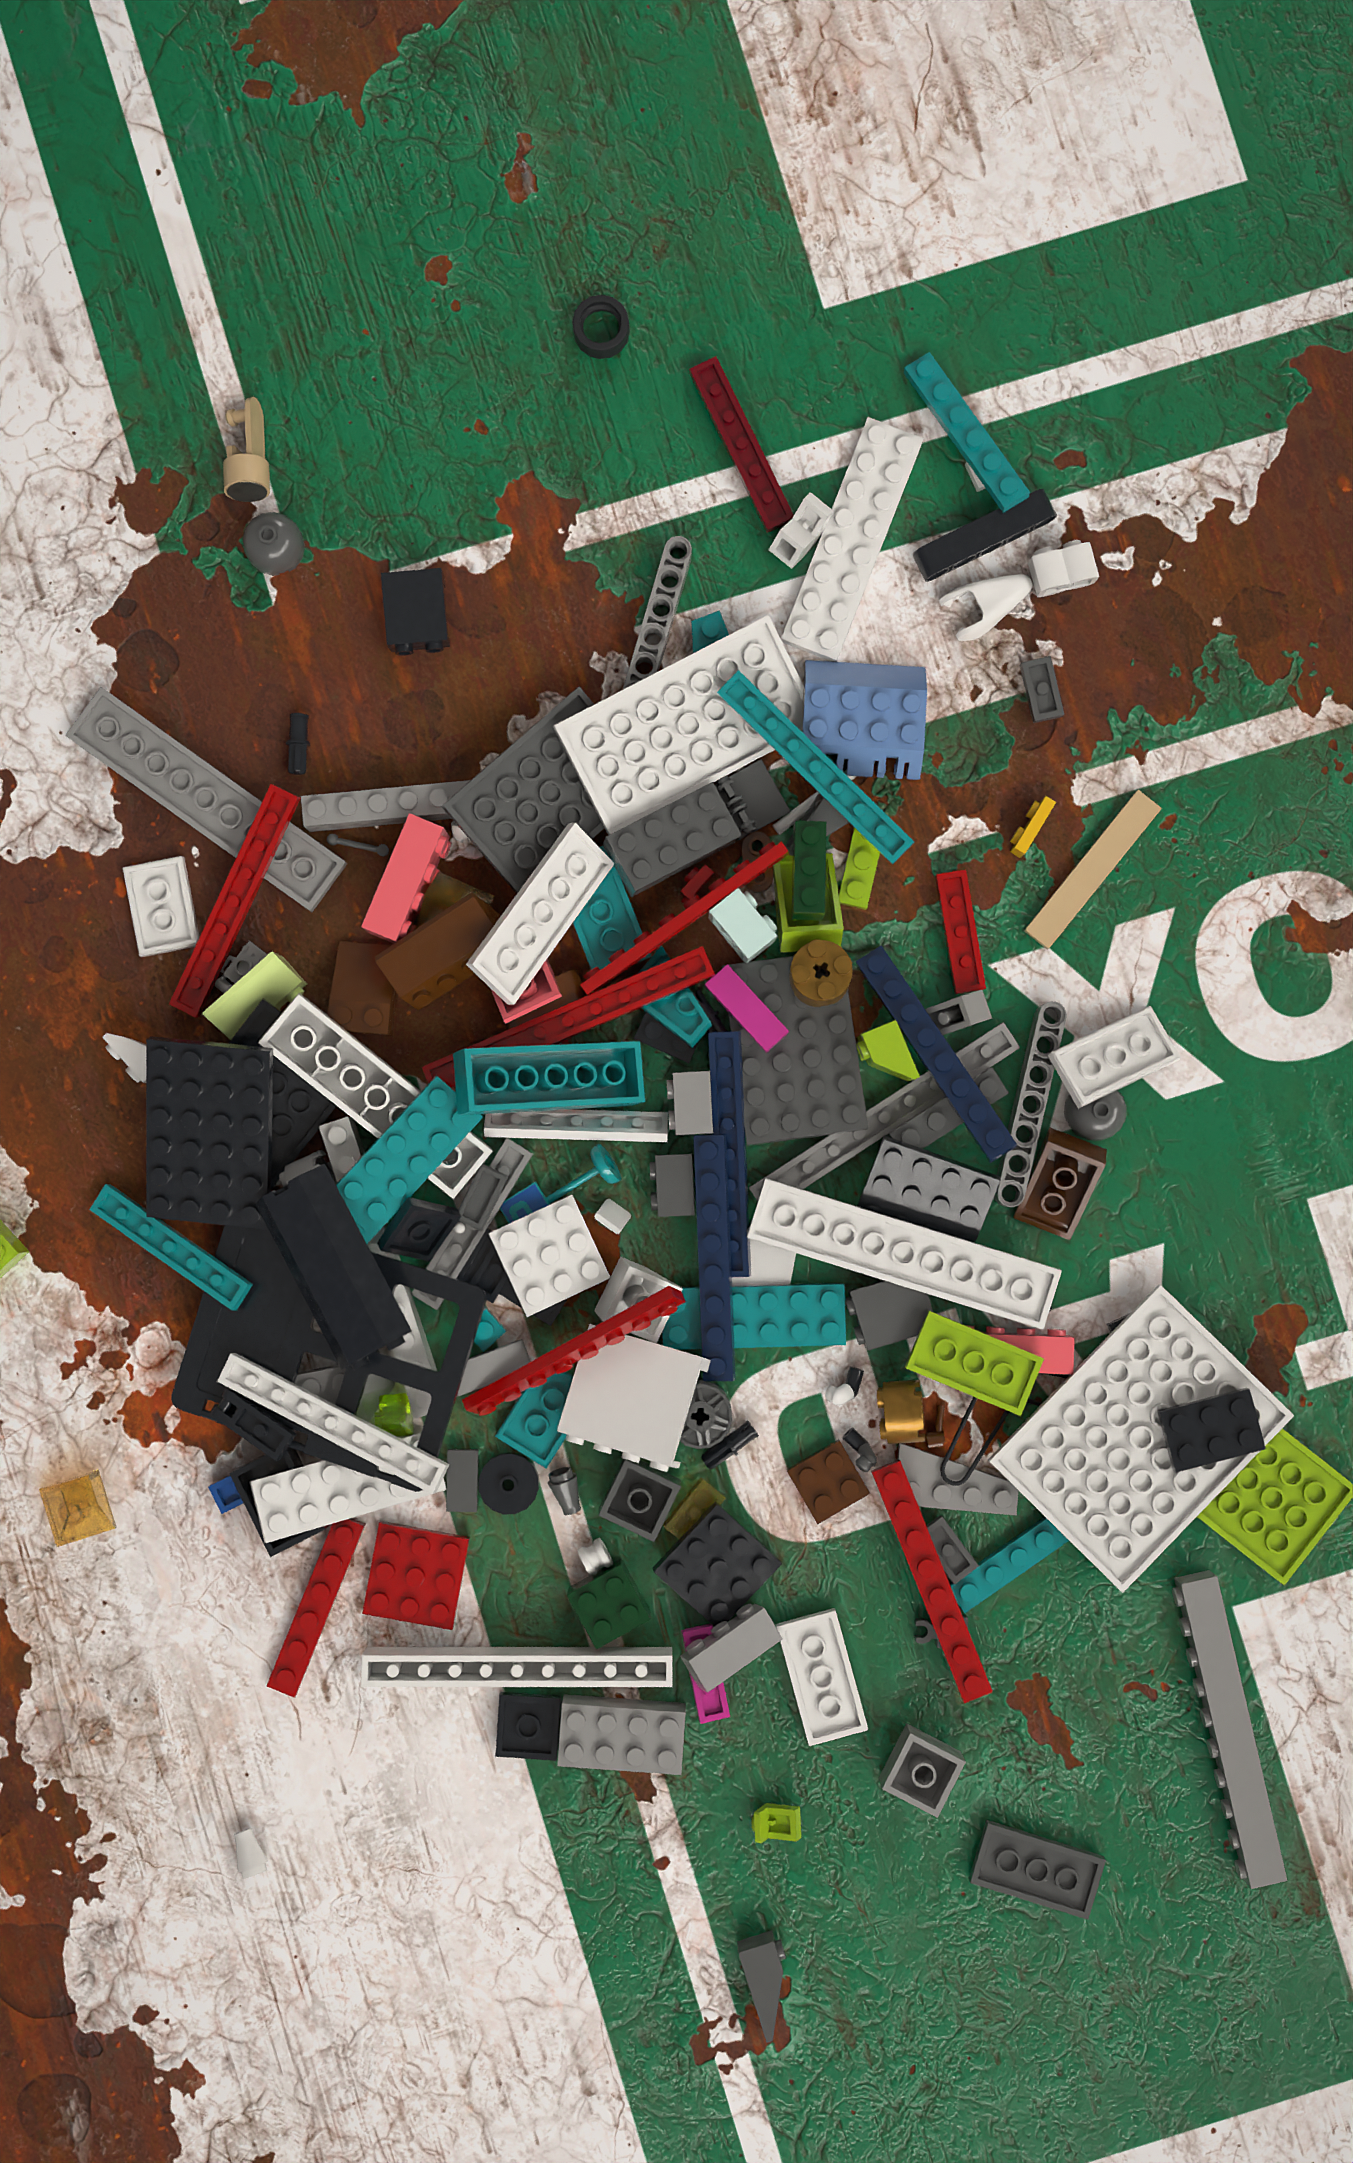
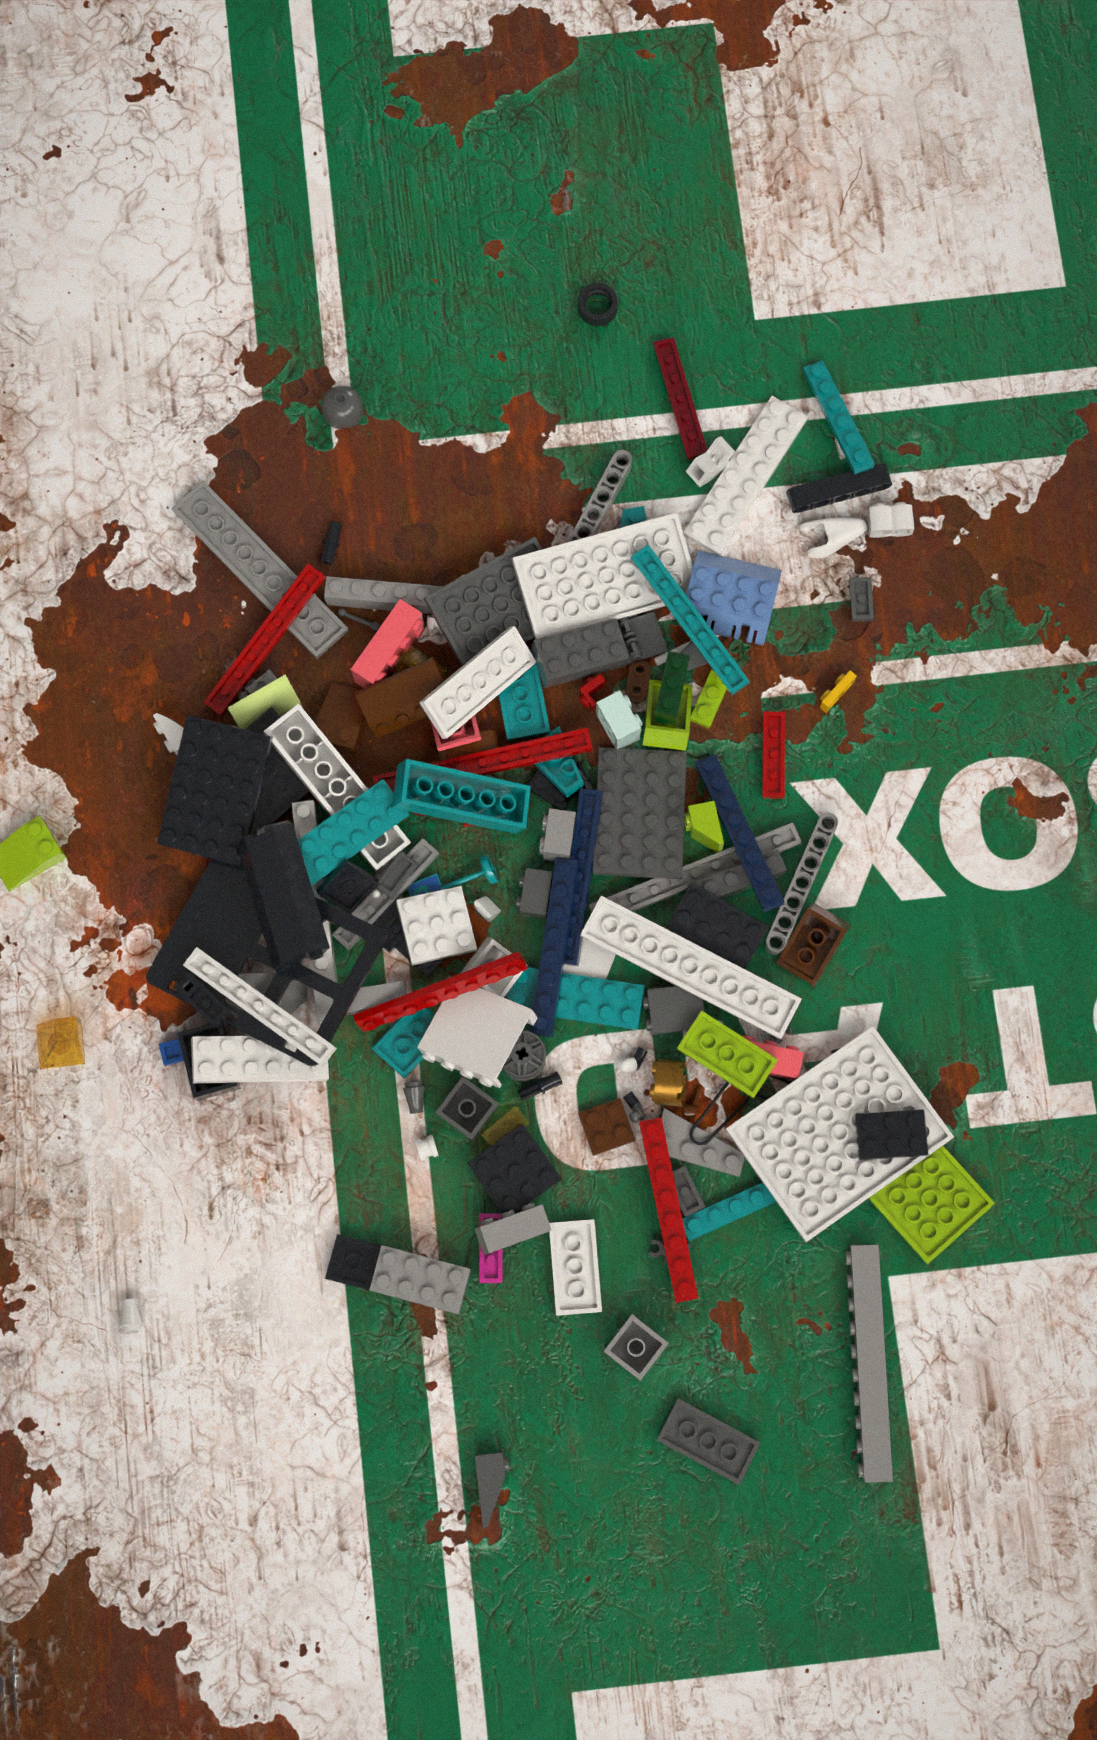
camera: 15 degrees right, 10 degrees down
(161, 906) = (212, 636): white tile -> none
(171, 1247) = (169, 869): teal plate -> none
(247, 474) = (335, 357): tan piece -> none
(315, 1606) = (217, 1146): red plate -> none
(395, 1415) = (304, 1013): clear neon green slope -> none
(415, 611) = (431, 468): black panel -> none
(416, 1575) = (294, 1138): red plate -> none
(462, 1480) = (341, 1075): dark grey tile -> none
(488, 1330) = (380, 971): teal bracket -> none
(512, 1467) = (383, 1092): black plate -> none
(516, 1667) = (354, 1214): white brick -> none
(579, 1125) = (473, 838): white plate -> none
(609, 1604) = (429, 1182): dark green brick -> none
(694, 910) = (585, 702): red plate -> none
(746, 1008) = (610, 778): dark pink tile -> none
(776, 1822) = (521, 1368): lime bracket -> none
(818, 956) = (668, 750): pearl gold brick -> none
(960, 1012) = (763, 809): light grey slope -> none
(1092, 869) = (876, 729): tan tile -> none
(1097, 1119) = (848, 897): dark grey cylinder -> none
(1114, 1056) = (867, 859): white tile -> none

